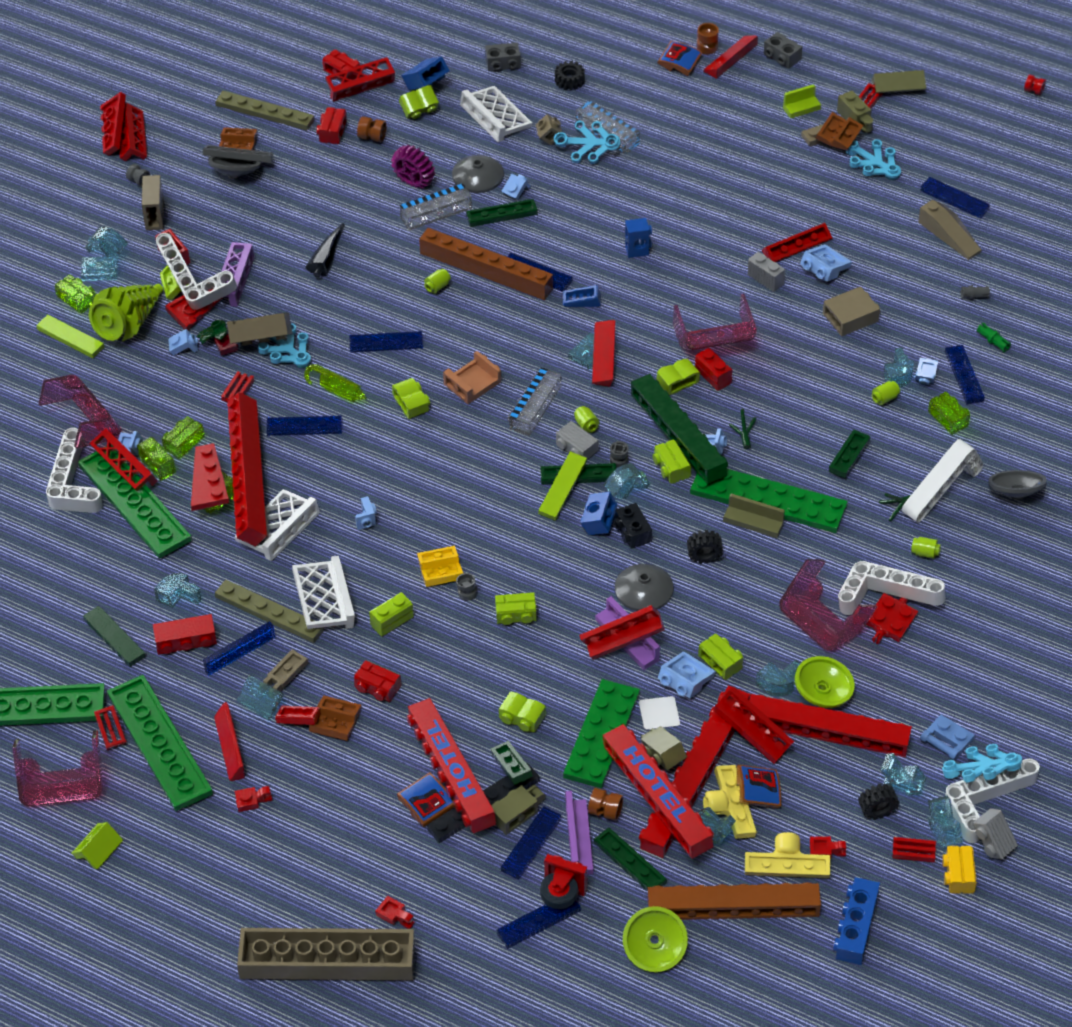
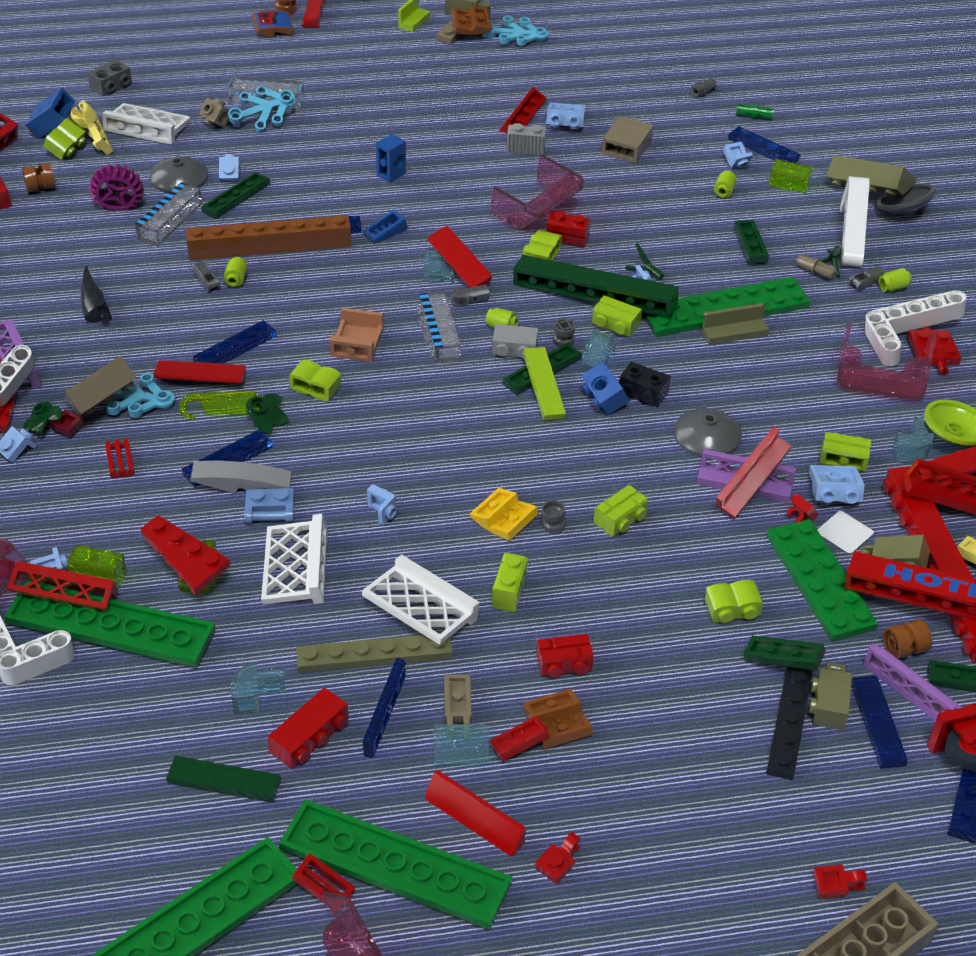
camera: 40 degrees left, 5 degrees down
(183, 437) = (106, 528): clear neon green brick -> none
(246, 469) = (218, 524): red brick -> none
(298, 444) = (235, 475): none -> light grey slope
(300, 471) = (269, 505): none -> medium blue plate
(341, 351) = (200, 371): none -> red slope
(358, 407) = (269, 412): none -> dark green plate
(415, 274) = (205, 276): none -> flat silver bar
(426, 799) = (738, 742): slope -> none
(450, 95) = (88, 119): none -> light yellow plate
(452, 766) = (734, 691): red brick -> none
(574, 81) = (188, 69): black tyre -> none
(586, 387) = (469, 295): none -> flat silver bar
(642, 678) = (803, 508): none -> red tile
(705, 546) = (730, 367): black tyre -> none
(876, 501) = (815, 266): none -> dark tan axle
(900, 370) = (713, 162): clear light blue brick -> none
(902, 533) = (866, 278): none -> flat silver bar
(948, 228) = (624, 52): dark tan wedge -> none
(955, 197) = (608, 33): clear blue tile -> none
(1008, 448) = (882, 176): none -> olive slope

